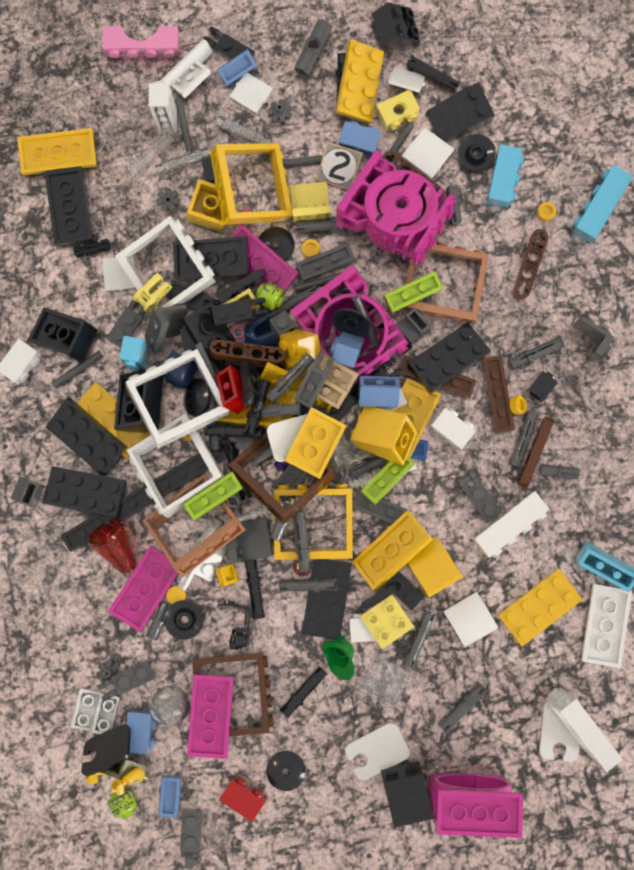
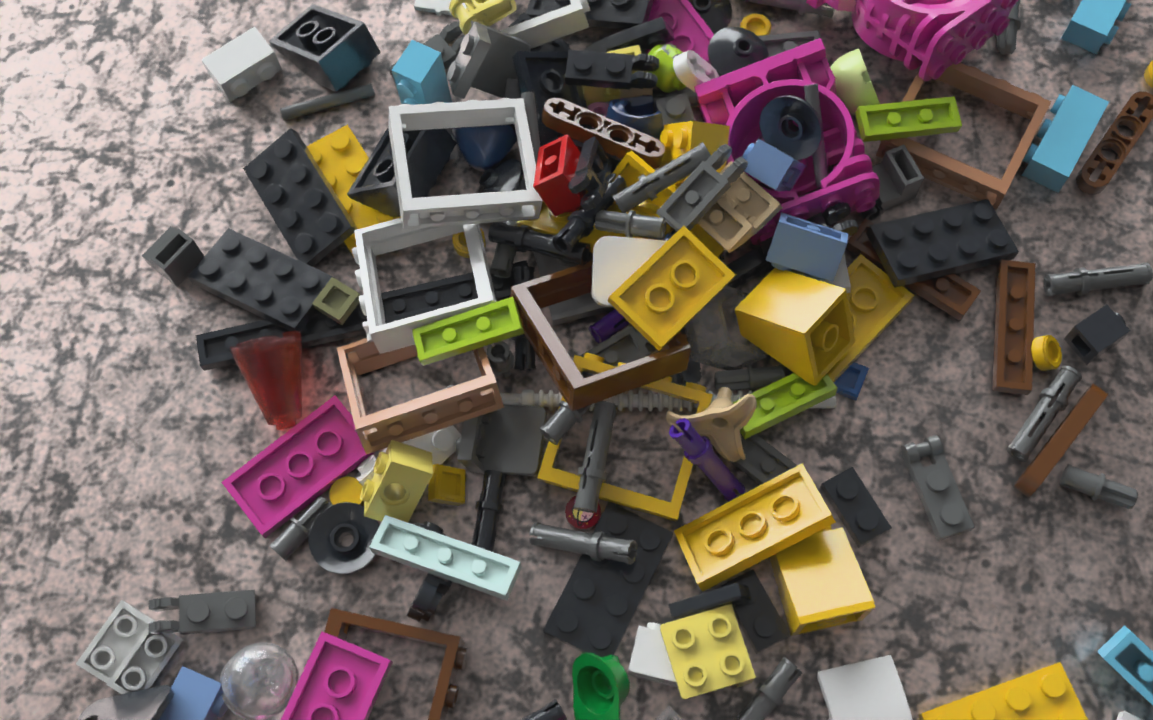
camera: 25 degrees right, 15 degrees down
(111, 669) = (182, 584): dark grey plant -> none
(132, 494) = (336, 301): none -> olive plate
(203, 586) = (397, 482): none -> light yellow brick
(242, 617) = (446, 557): none -> light aqua plate
(288, 299) = (693, 69): none -> white beam
(301, 280) = (726, 52): none -> black dish
(355, 522) = (700, 451): none -> pin
(359, 503) = (721, 422): none -> tan piece
(377, 274) = (853, 81): none -> yellowish green cylinder
(440, 519) = (855, 507): none -> black plate
(452, 428) = (918, 358): white brick -> none
(500, 271) = (1063, 138): none -> medium azure brick
(511, 524) = (986, 552): white brick -> none

